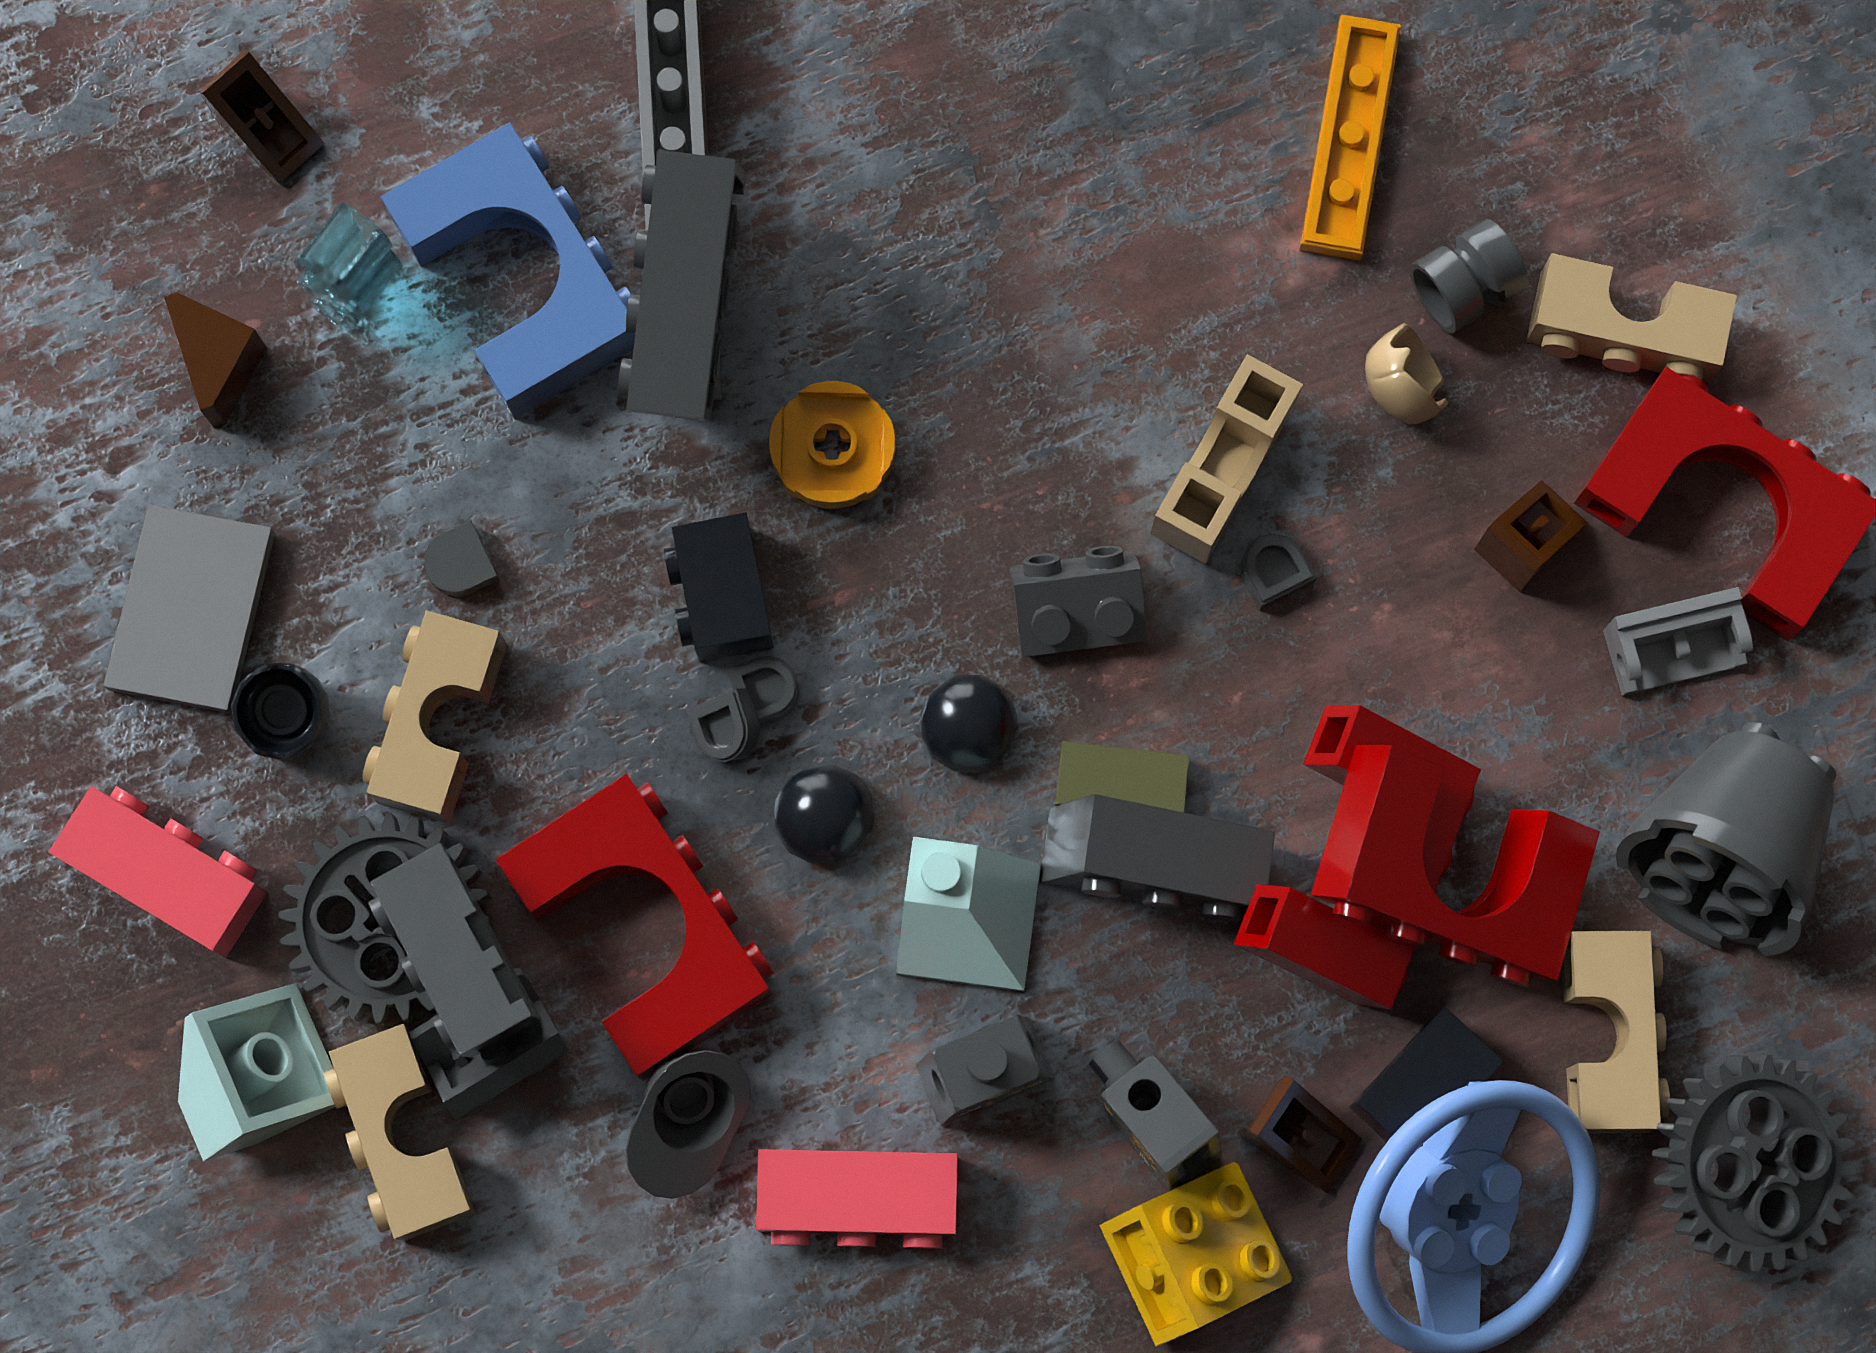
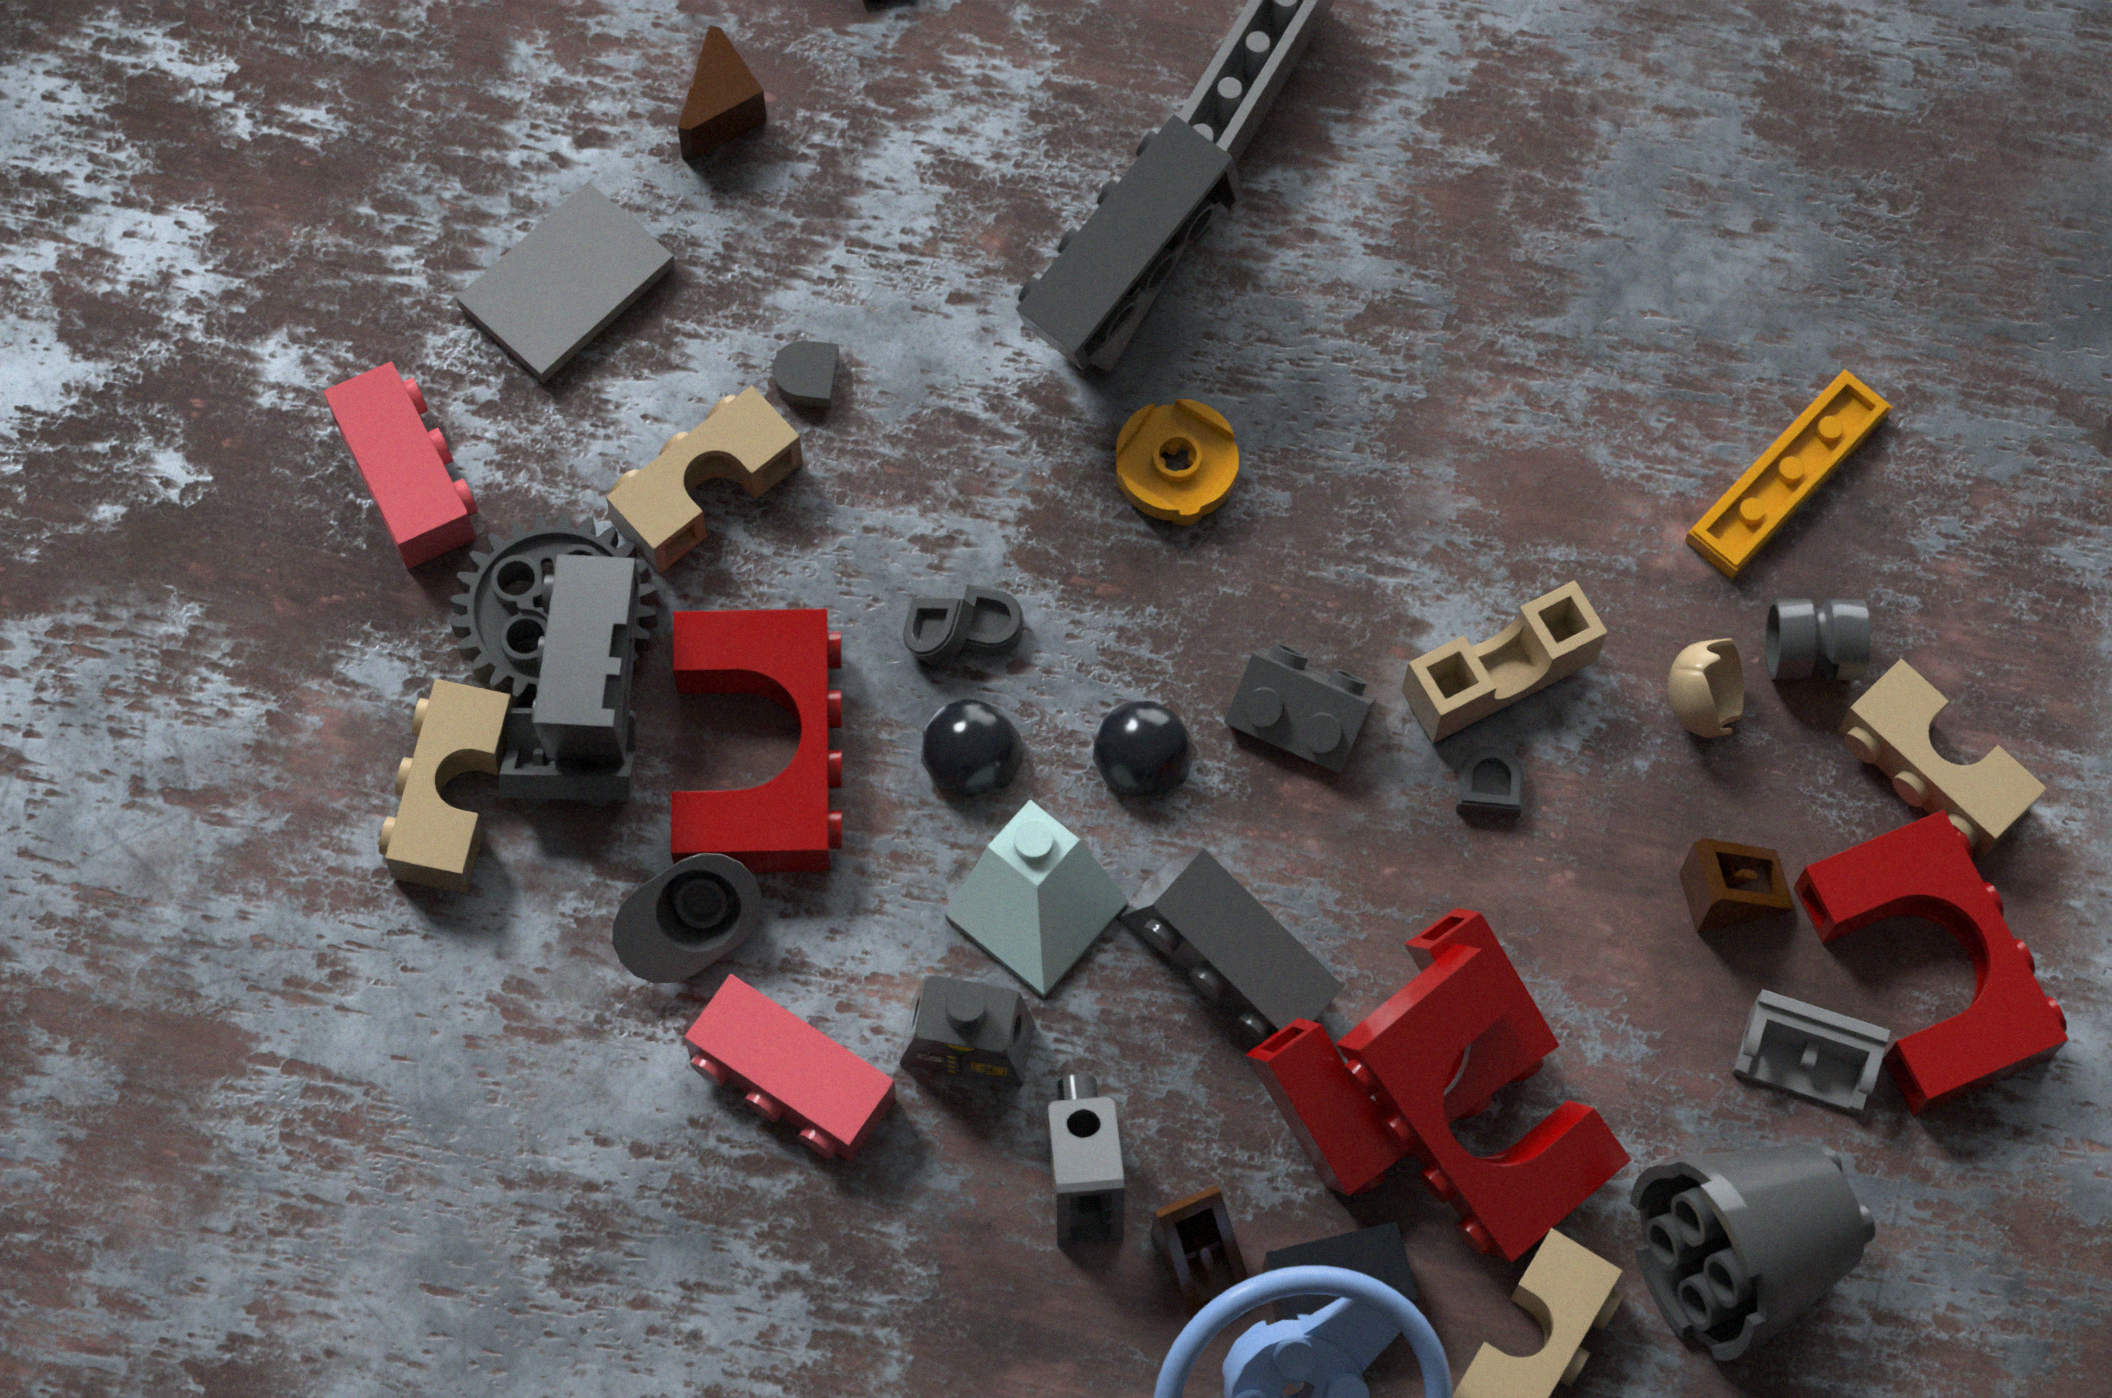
camera: 30 degrees right, 10 degrees down
(251, 1071) = (363, 662): light aqua slope -> none
(280, 710) = (583, 398): black hair -> none
(347, 266) = (870, 85): clear light blue brick -> none
(503, 186) = (1030, 98): medium blue arch -> none
(720, 588) = (1006, 516): black brick -> none
(1123, 774) = (1259, 872): olive tile -> none
(1196, 1253) = (1046, 1298): yellow bracket -> none

